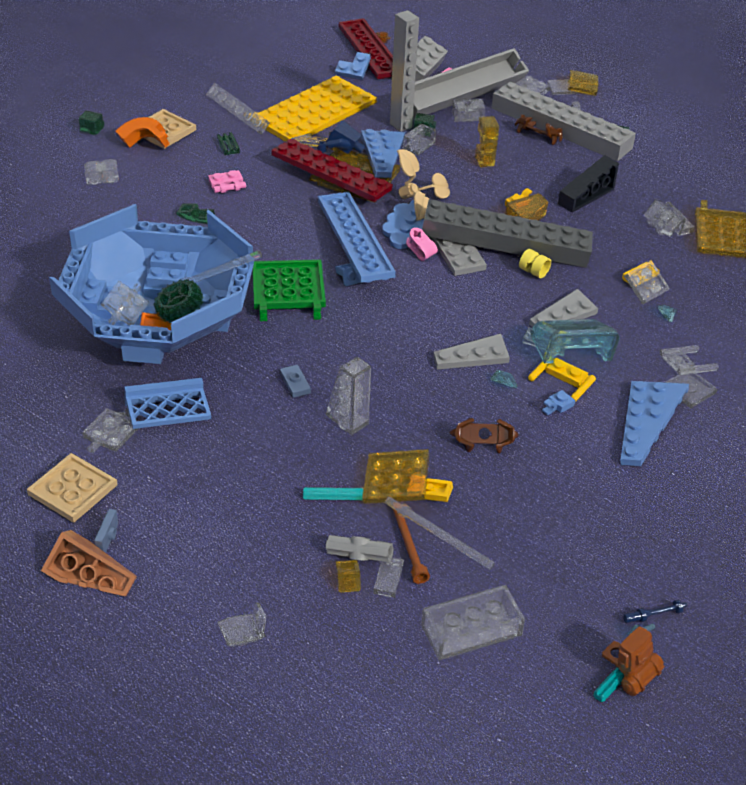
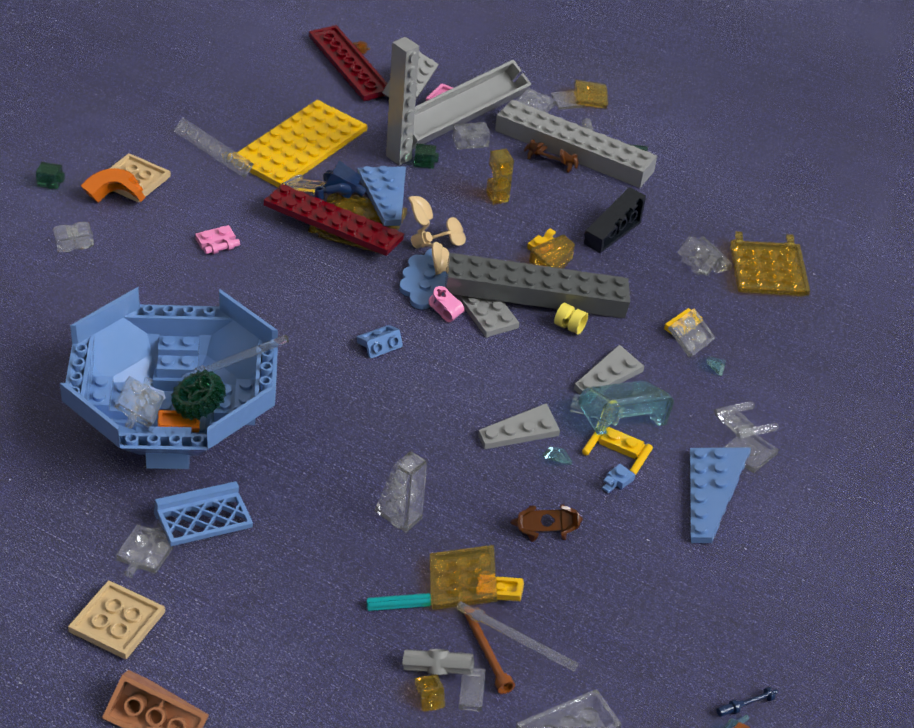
camera: 10 degrees left, 0 degrees up
(107, 530) = (166, 665): sand blue plate -> none
(191, 212) = (184, 280): clear green slope -> none
(226, 137) = (208, 185): tile -> none
(288, 285) = (313, 363): green plate -> none
(295, 381) = (335, 475): sand blue plate -> none
(356, 69) = (335, 91): medium blue plate -> none
(356, 237) = (374, 300): medium blue plate -> none
(419, 139) = (423, 175): clear panel -> none

